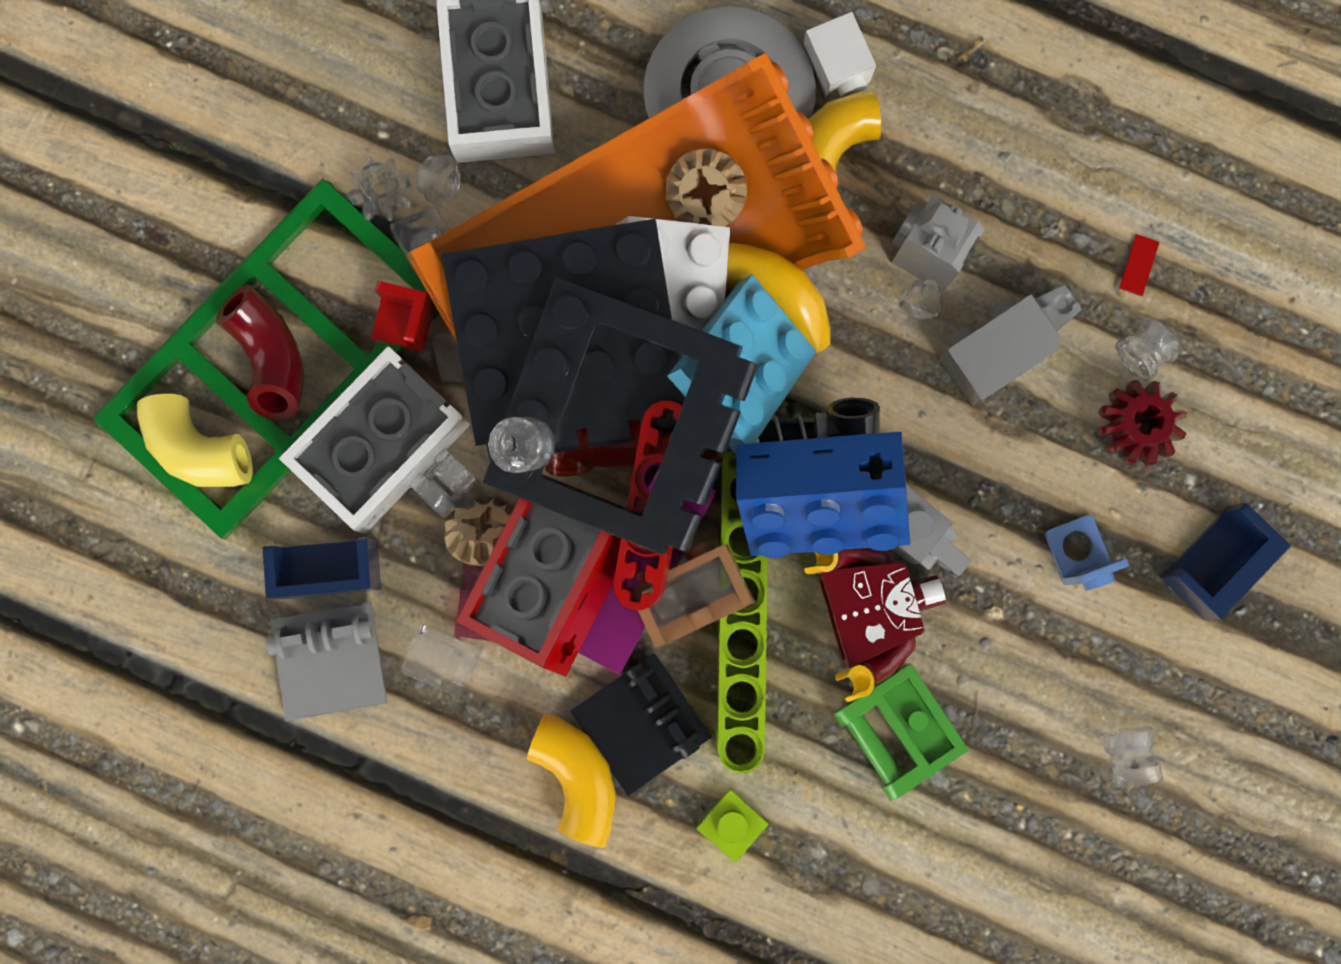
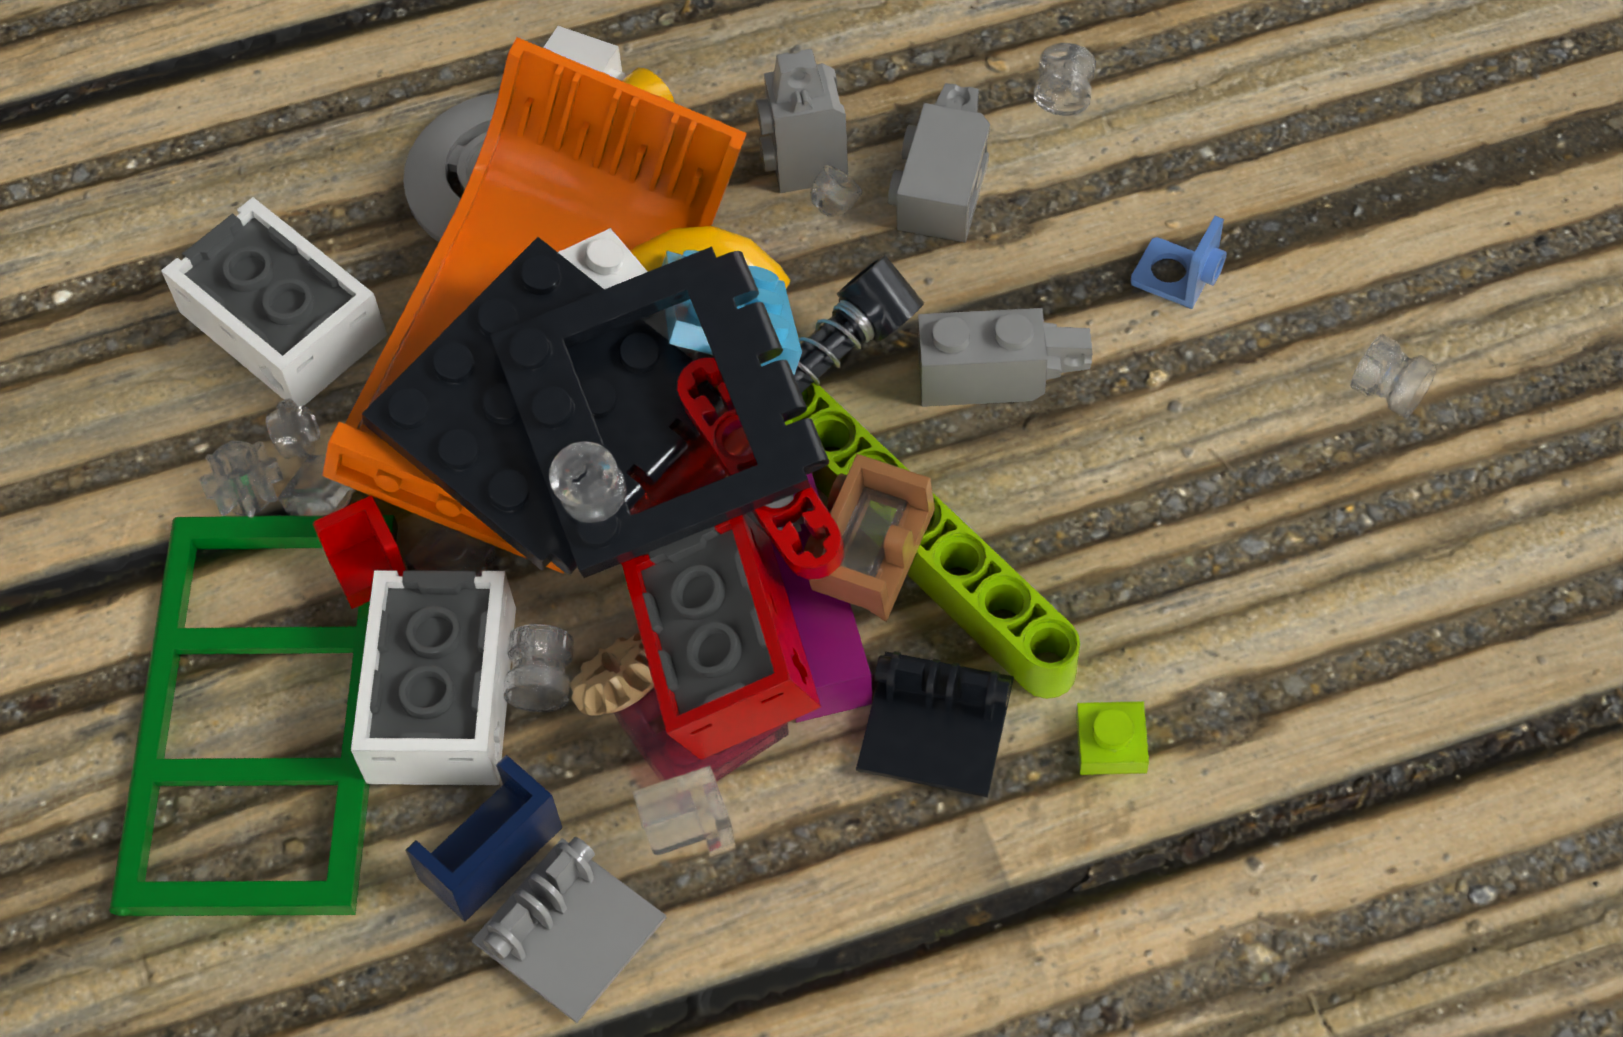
camera: 35 degrees left, 25 degrees down
(185, 451) = (244, 842): light yellow cylinder -> none
(270, 350) = (248, 696): dark red cylinder -> none
(583, 776) = (926, 806): yellow cylinder -> none
(718, 170) = (555, 205): tan gear -> none
(823, 494) = (905, 340): blue piece -> none
(873, 612) = (1040, 444): dark red torso -> none
(916, 724) = (1180, 507): bright green plate -> none
(1139, 265) = (992, 38): red piece -> none
(1158, 414) = (1119, 132): dark red gear -> none
(1225, 561) = (1300, 175): dark blue panel -> none

